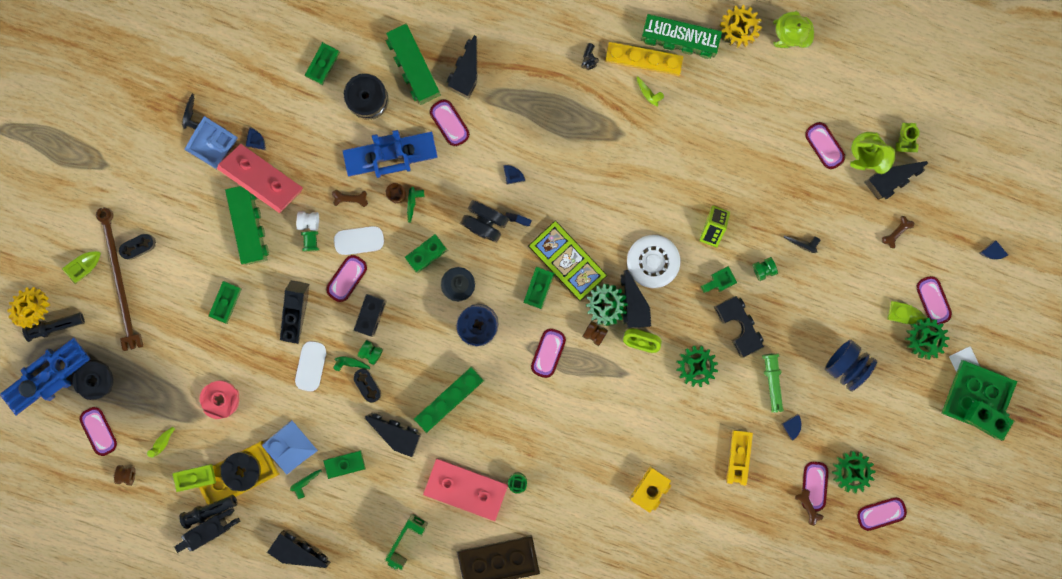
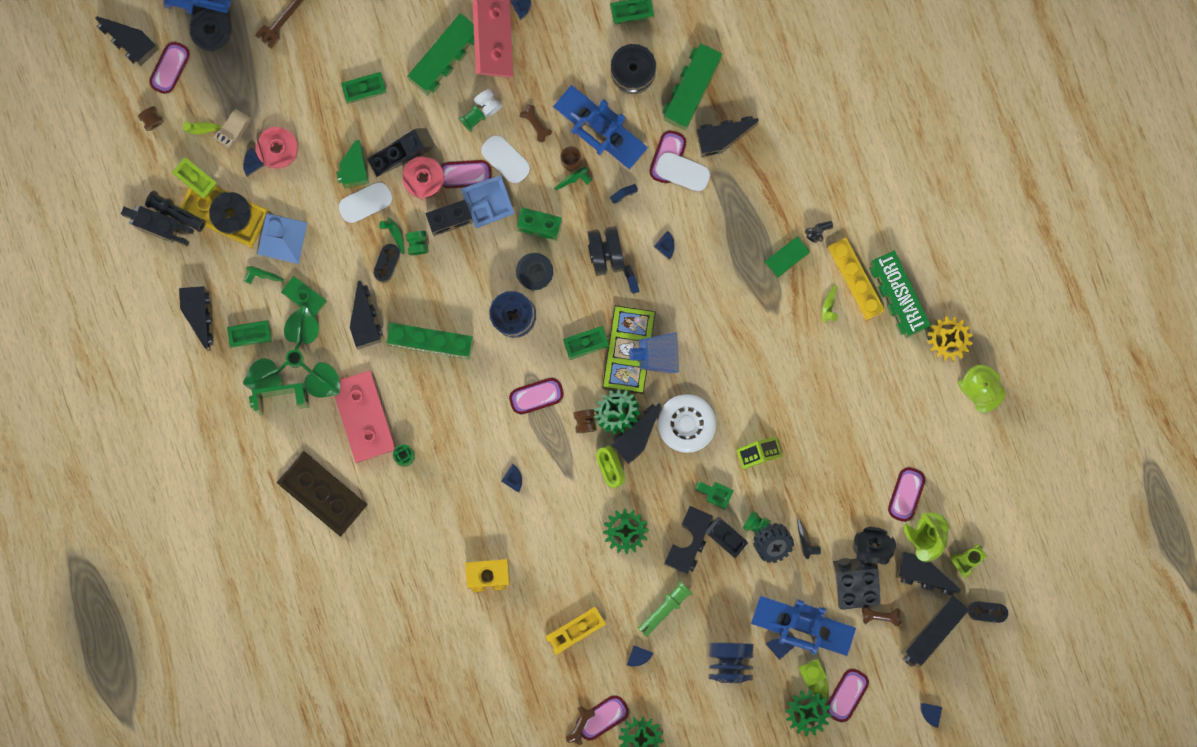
camera: 55 degrees right, 5 degrees down
(57, 443) = (132, 40): none -> black slope
(180, 421) = (232, 129): none -> tan leg
(216, 426) = (251, 163): none -> dark blue tile
(277, 355) = (353, 167): none -> green slope
(317, 303) = (426, 166): none -> coral plate
(341, 525) = (249, 334): none -> green plate
(380, 277) = (488, 201): none -> medium blue plate
(417, 501) = (299, 328): none -> green plant
(451, 175) = (623, 192): none -> dark blue tile
(469, 120) = (683, 172): none -> white sticker
(587, 242) = (657, 353): none -> blue torso
(590, 95) = (787, 257): none -> green tile
(595, 416) = (513, 478): none -> dark blue tile
(758, 297) = (726, 537): none -> black plate
(789, 267) = (773, 543): none -> black wheel
(853, 204) = (881, 553): none -> black plate
(860, 286) = (806, 619): none -> blue piece
(861, 229) = (856, 583): none -> black bracket
(864, 321) = (778, 649): none -> dark blue tile
(942, 205) = (934, 632): none -> black slope
(957, 158) = (988, 607): none -> black beam

